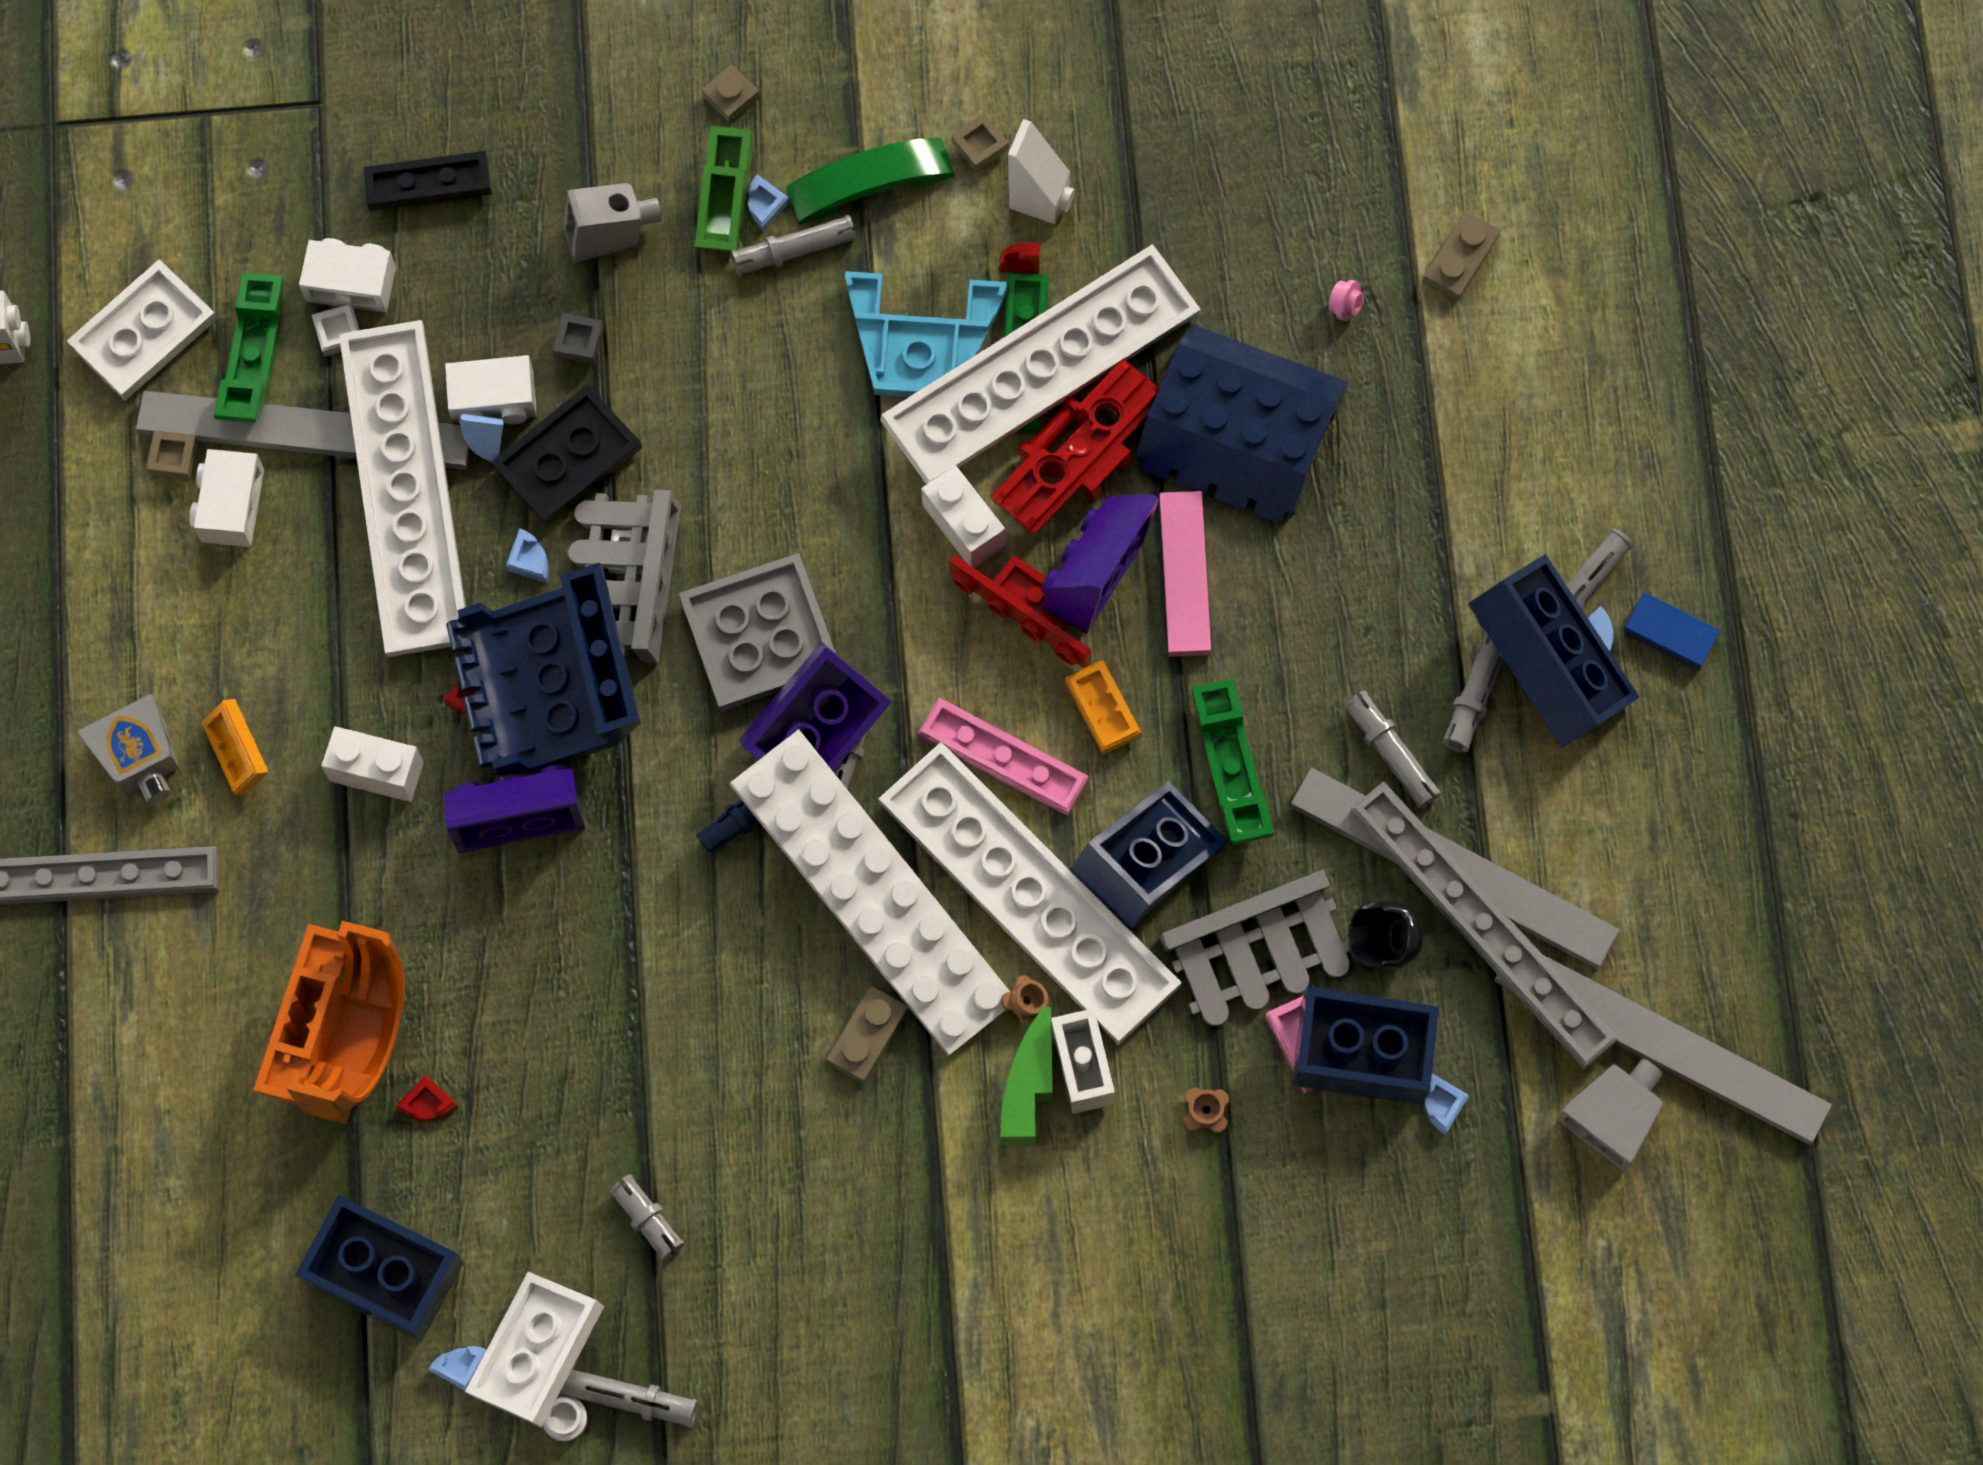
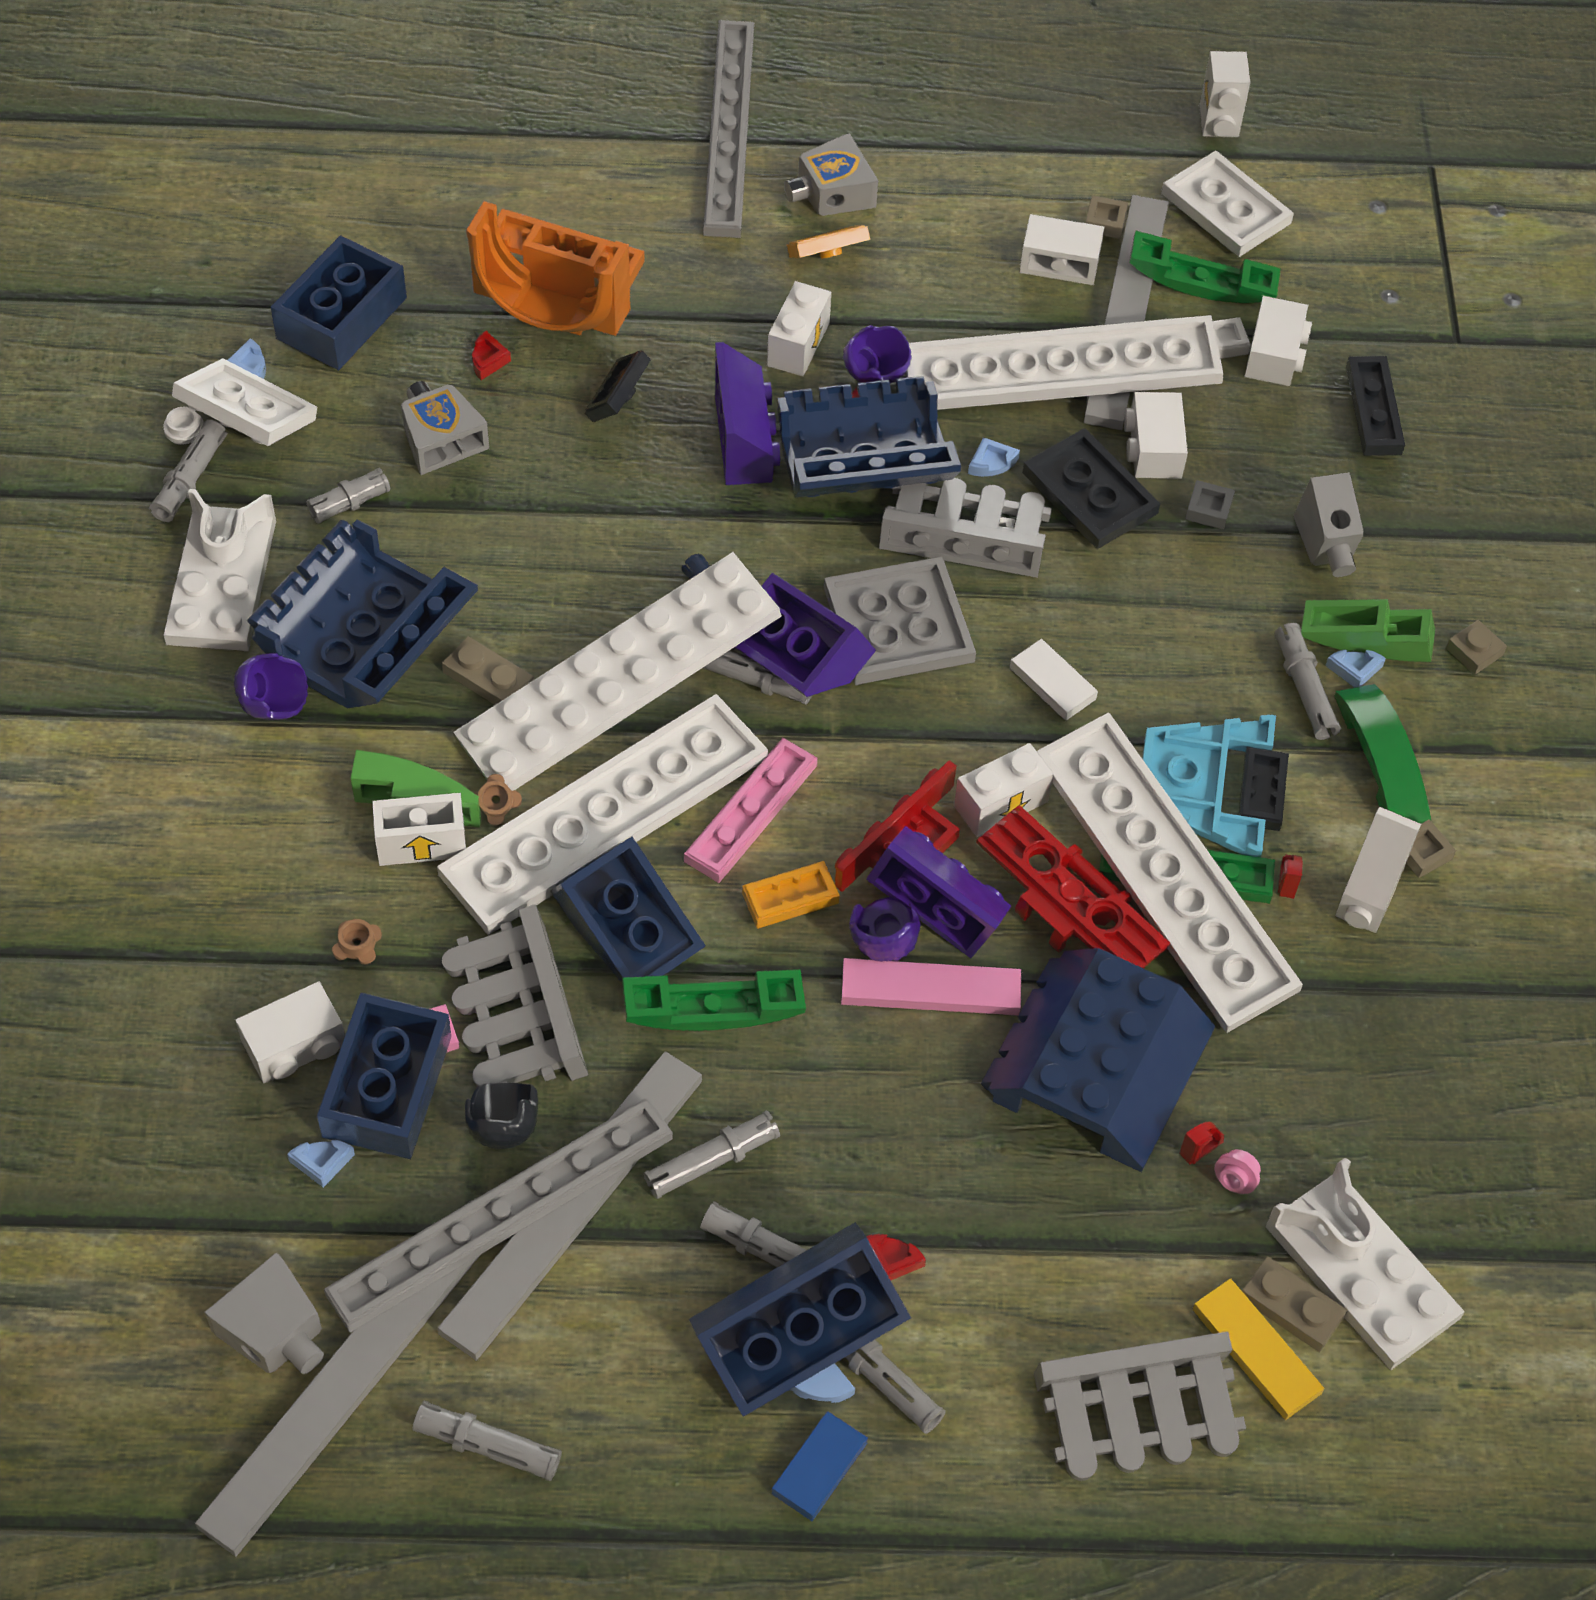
camera: 90 degrees right, 15 degrees down
(413, 675) = (877, 354): none -> dark purple hair
(469, 949) = (617, 386): none -> black plate
(482, 435) = (1112, 422): light blue tile -> none
(543, 1133) = (441, 426): none -> light grey torso
(768, 1335) = (220, 575): none -> white plate
(813, 482) = (1053, 679): none -> white tile
(829, 1160) = (356, 615): none -> dark blue slope
(924, 1243) = (271, 687): none -> dark purple hair
(927, 284) = (1264, 786): none -> black plate
(1138, 612) = (885, 929): none -> dark purple hair
(1320, 333) = (1200, 1142): none -> red tile
(1322, 1148) = (291, 1032): none -> white brick
(1418, 199) = (1364, 1268): none -> white plate
(1465, 586) = (896, 1256): none -> red tile
(1508, 284) = (1259, 1349): none -> yellow tile
(1547, 363) = (1162, 1387): none -> light grey fence
(1693, 924) = (478, 1437): none -> light grey pin

